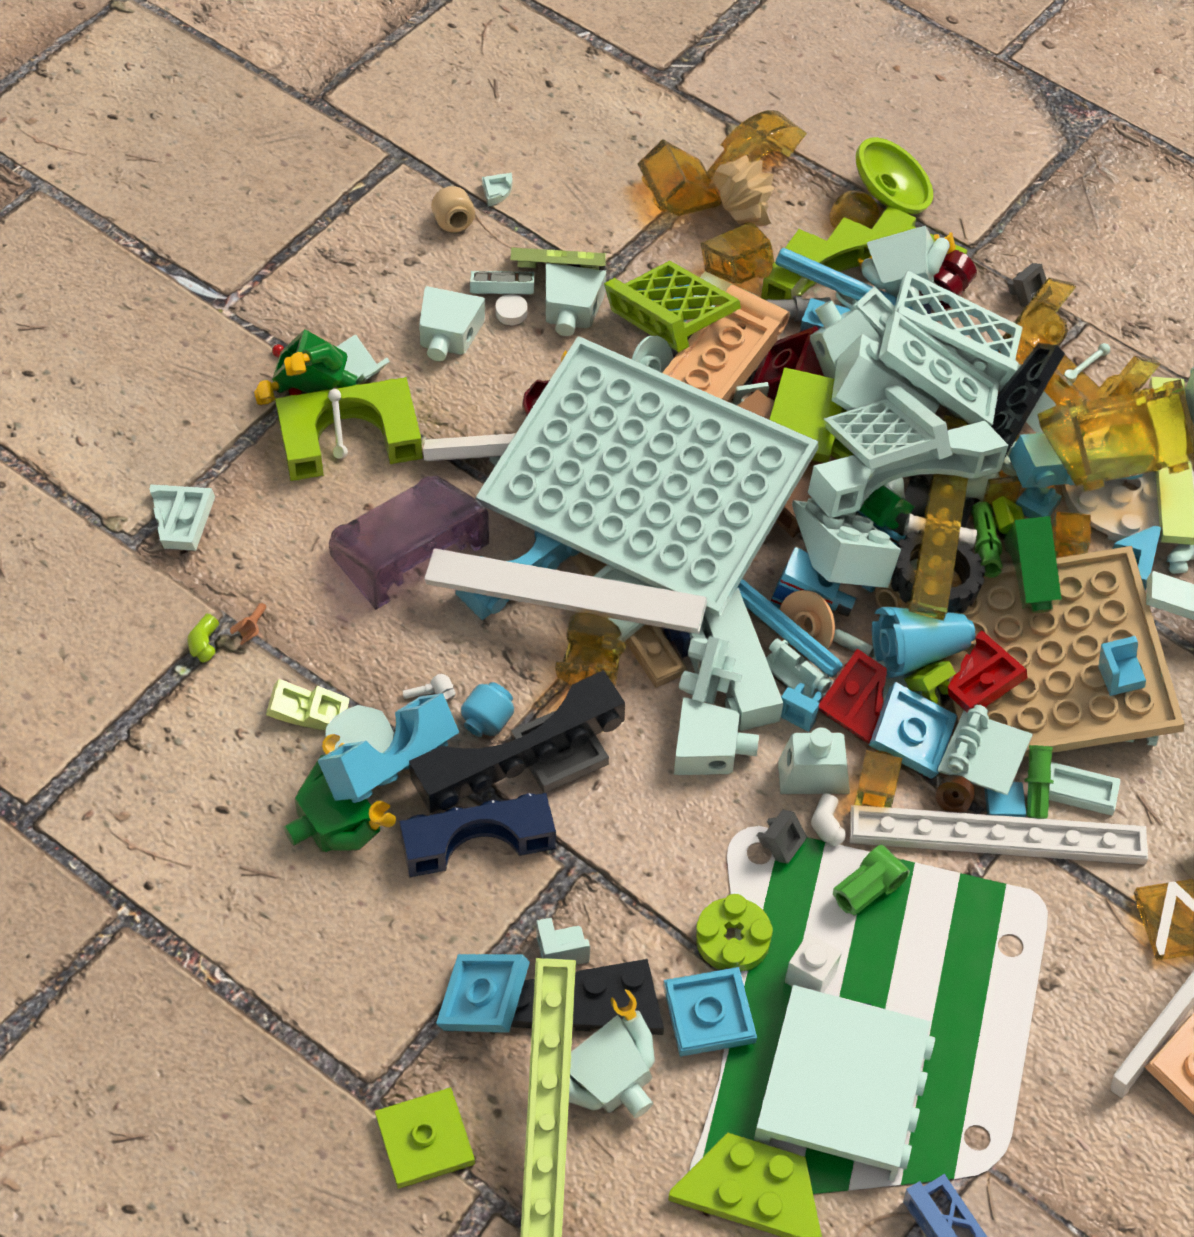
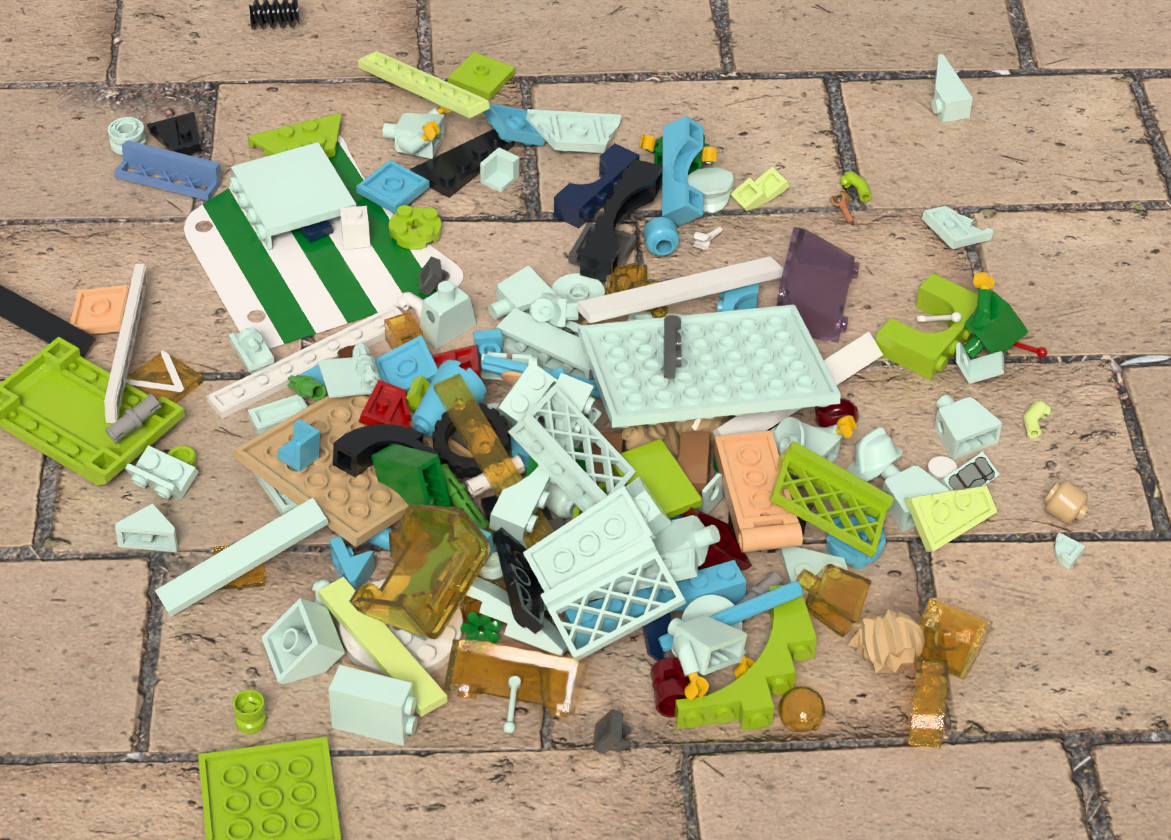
camera: 140 degrees right, 10 degrees down
(371, 297) = (1032, 415): none -> yellowish green arm
(414, 936) = (575, 130): none -> light aqua wing
(552, 339) = (873, 455): none -> light aqua piece
(651, 693) = (578, 287): none -> light aqua dish
(675, 489) = (672, 345): none -> dark grey hinge
(877, 874) = (361, 288): bright green piece -> none
(893, 176) = (782, 731): lime dish -> none
(1032, 629) = (354, 449): none -> black arch
(1063, 874) = (251, 349): none -> light aqua hips

